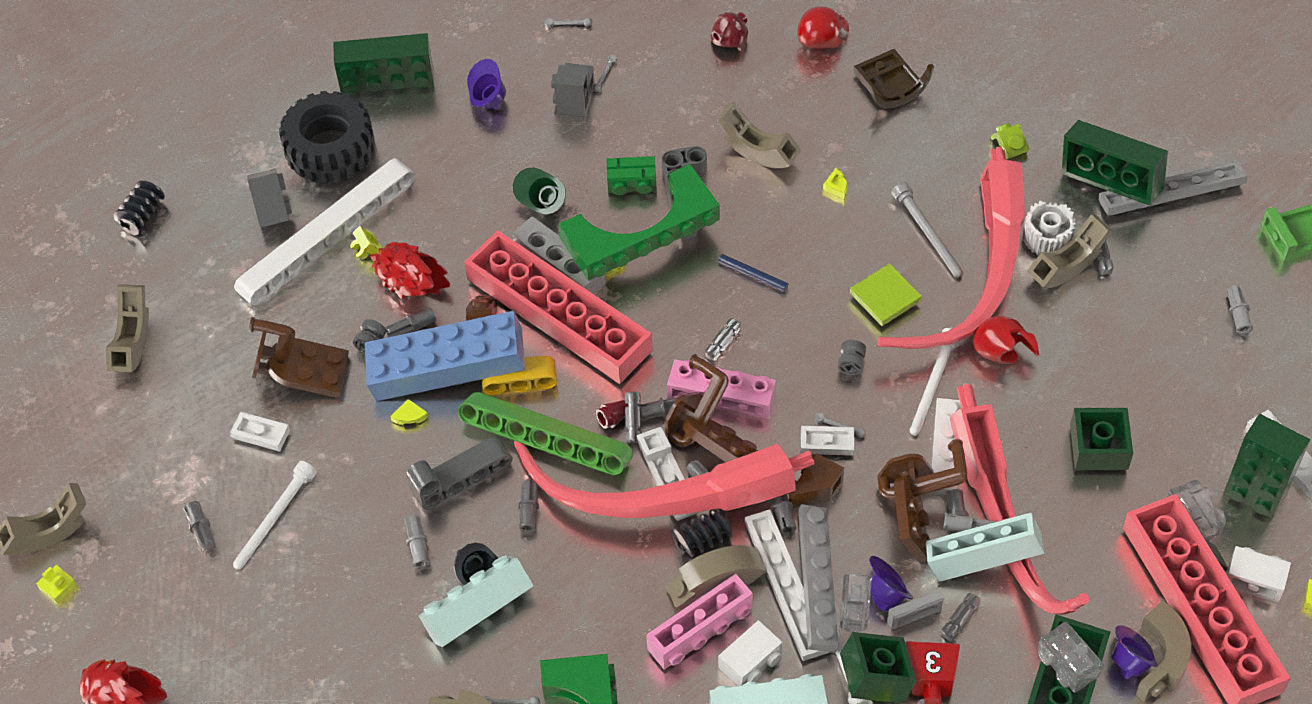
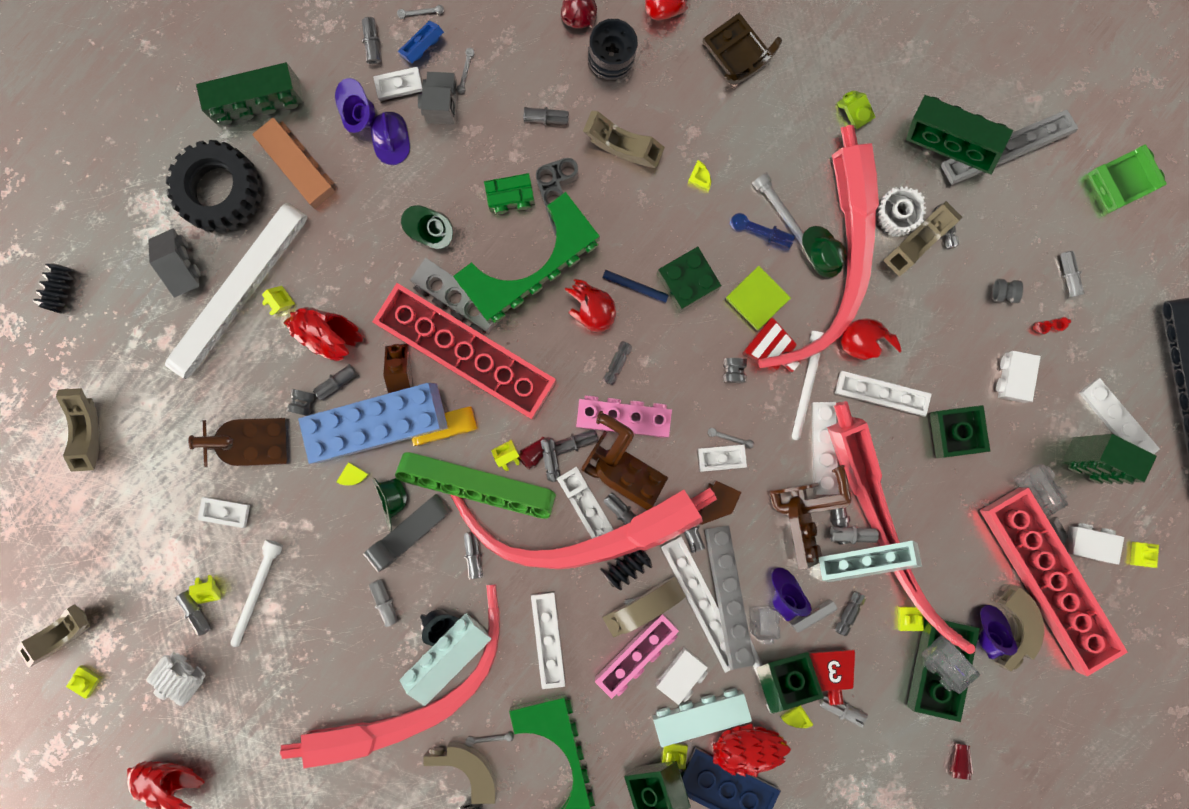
camera: 10 degrees left, 30 degrees up
(164, 580) = (175, 679): none -> white brick
(219, 505) = (204, 592): none -> neon yellow tile
(356, 675) = (360, 739): none -> coral piece
(413, 128) = (293, 162): none -> nougat brick
(447, 433) = (392, 498): none -> dark green piece
(513, 39) = (371, 40): none -> flat silver axle
(515, 119) = (390, 138): none -> dark purple piece
(532, 74) = (398, 83): none -> white plate
(572, 39) = (425, 37): none -> blue plate
(583, 409) = (505, 454): none -> neon yellow tile
(598, 601) = (548, 640): none -> white plate
(680, 116) = (545, 115): none -> flat silver axle
(706, 283) = (600, 308): none -> red helmet
(758, 62) = (614, 37): none -> black wheel
(811, 268) = (688, 279): none -> dark green brick
(875, 228) = (740, 222): none -> clear blue pin
(894, 325) = (771, 342): none -> torso
(964, 261) = (824, 251): none -> dark green piece
(1019, 398) = (883, 393): none -> white plate
(1031, 630) = (909, 619): none -> neon yellow tile
(1165, 315) = (1006, 290): none -> dark grey wheel
(1173, 397) = (1018, 376): none -> white brick
(1219, 355) = (1056, 324): none -> red piece

